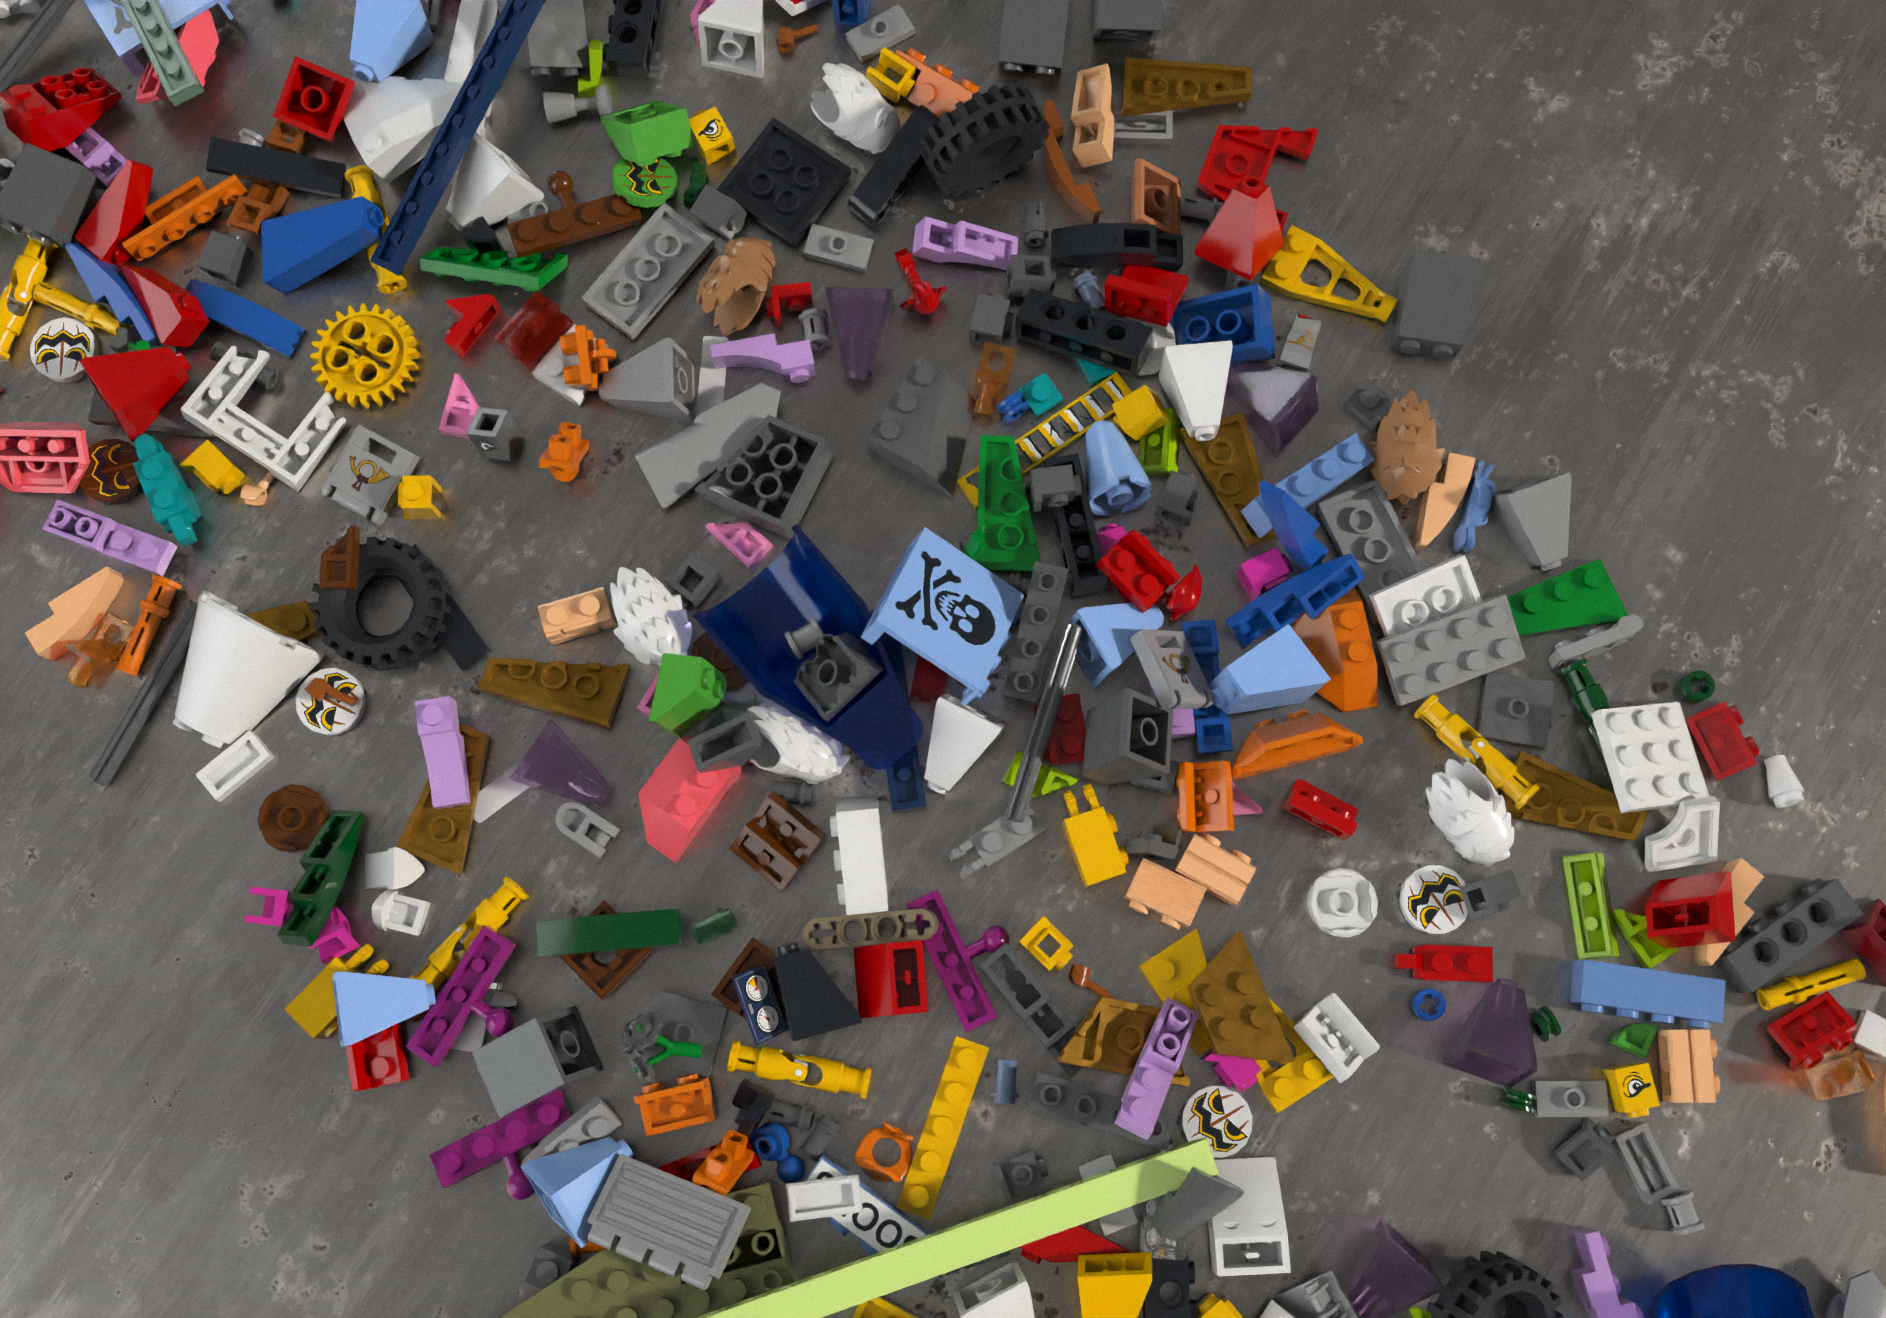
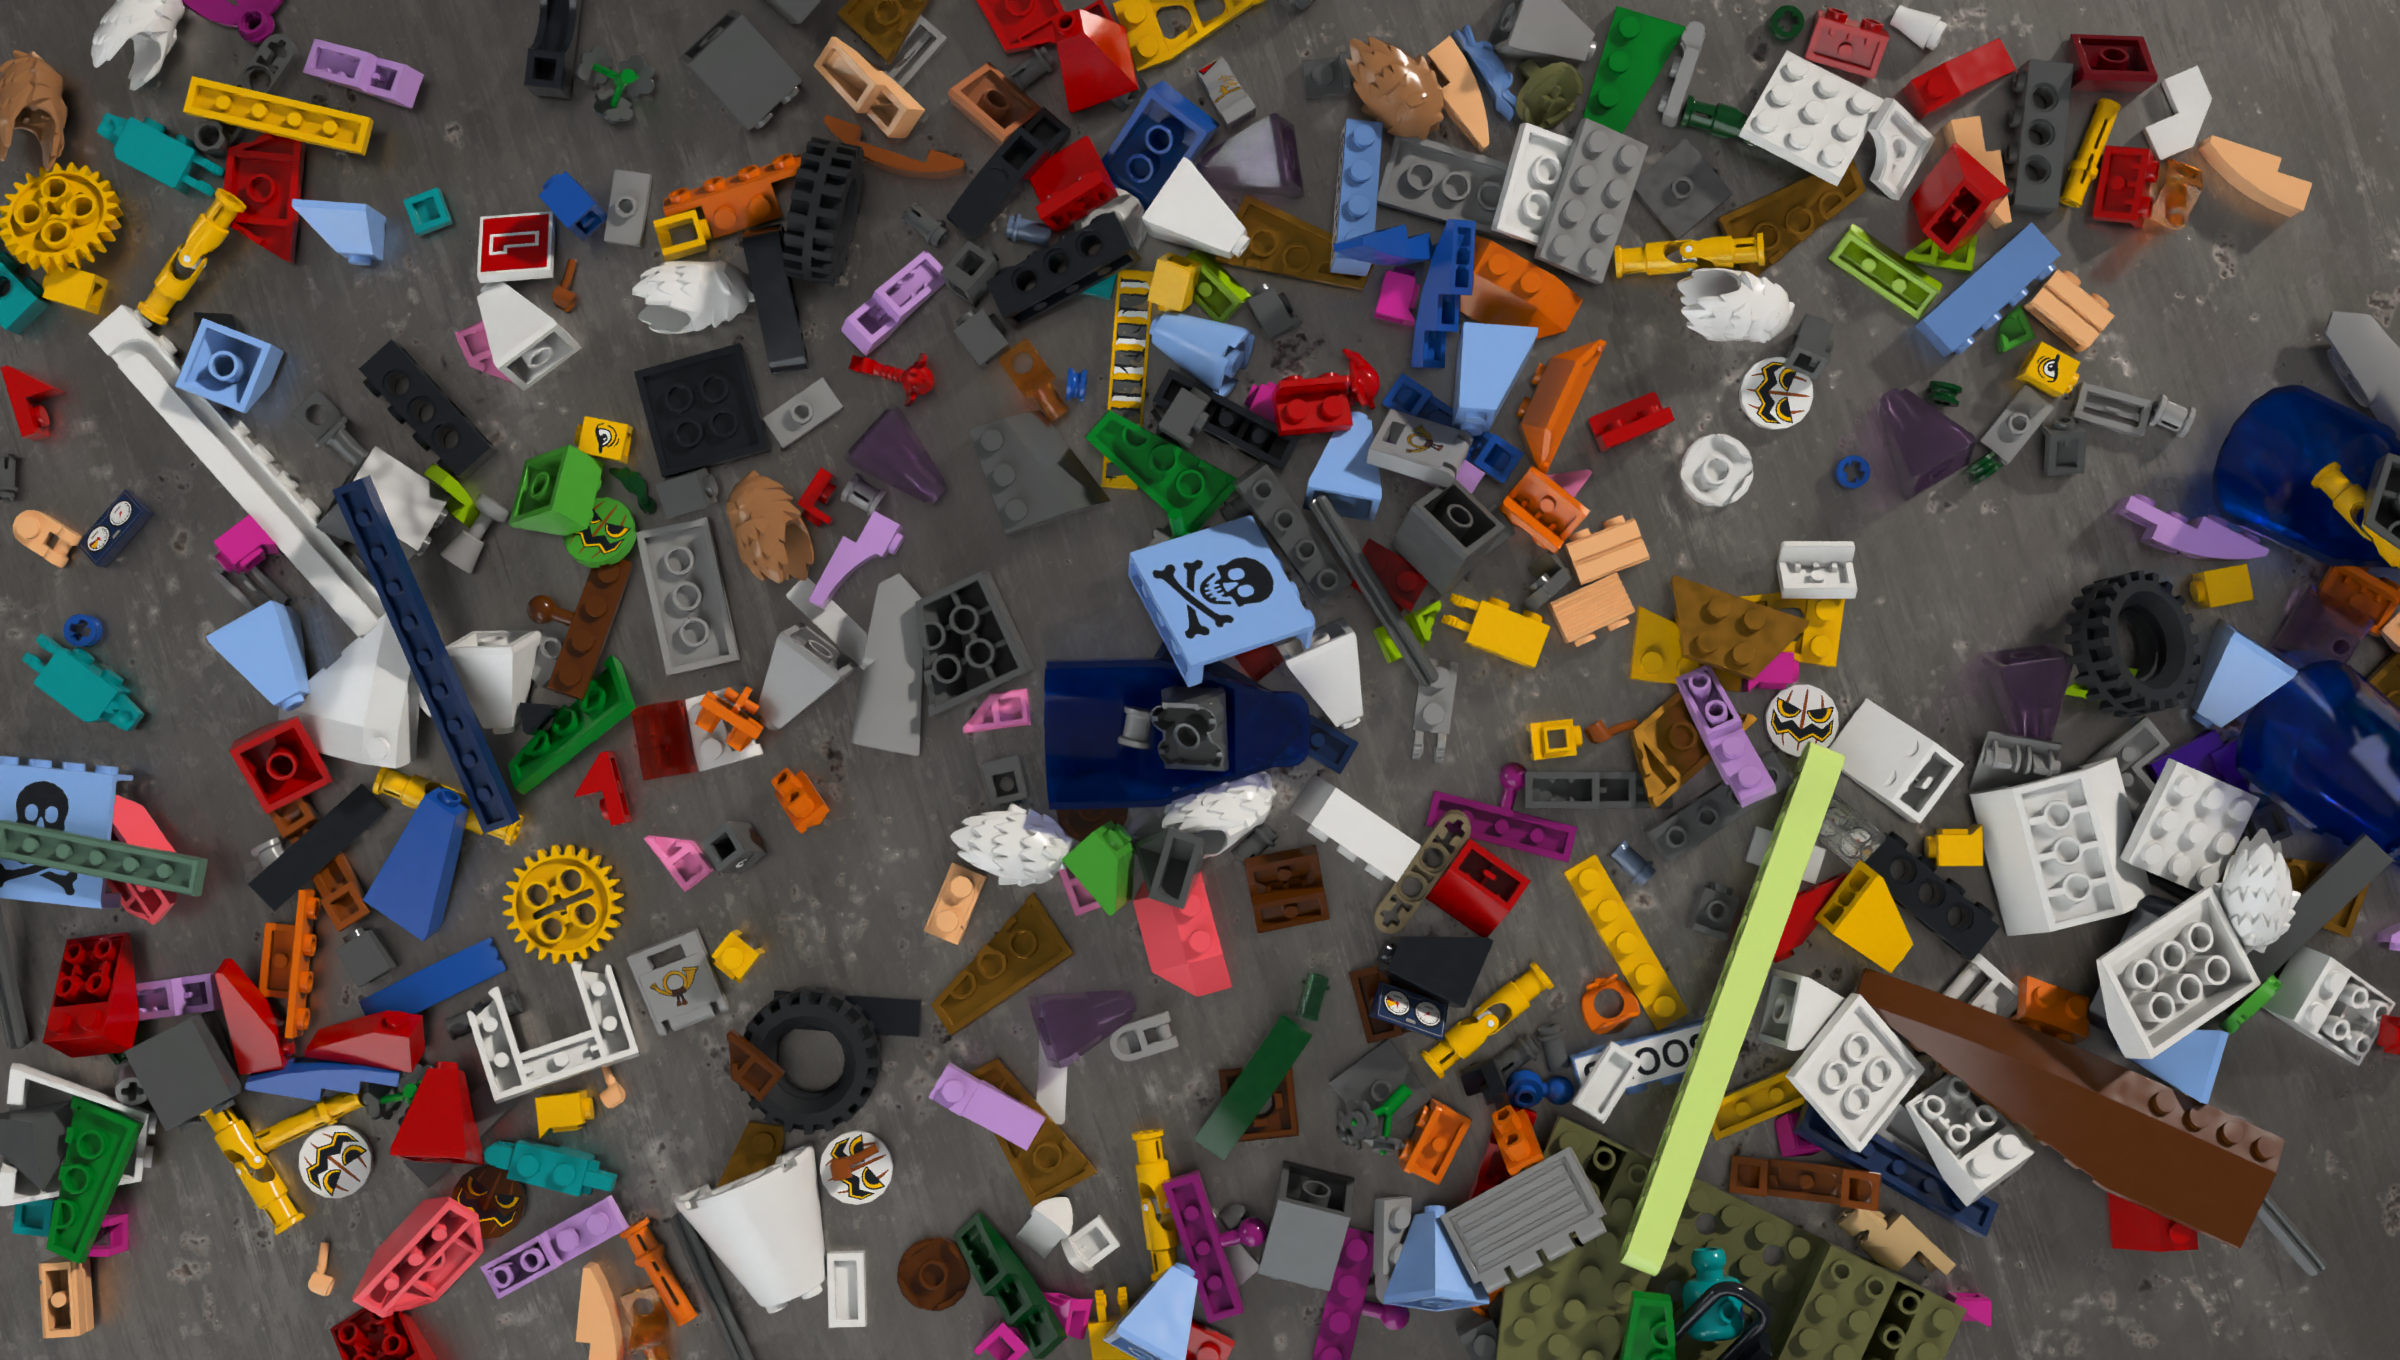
camera: 50 degrees left, 10 degrees up
(1041, 395) = (1083, 351): teal plate -> none
(1194, 1204) = (1852, 796): dark grey slope -> none
(1448, 963) = (1834, 427): red hinge -> none
(1498, 557) = (1547, 92): none -> olive tile
(1772, 840) = (1958, 78): none -> red slope

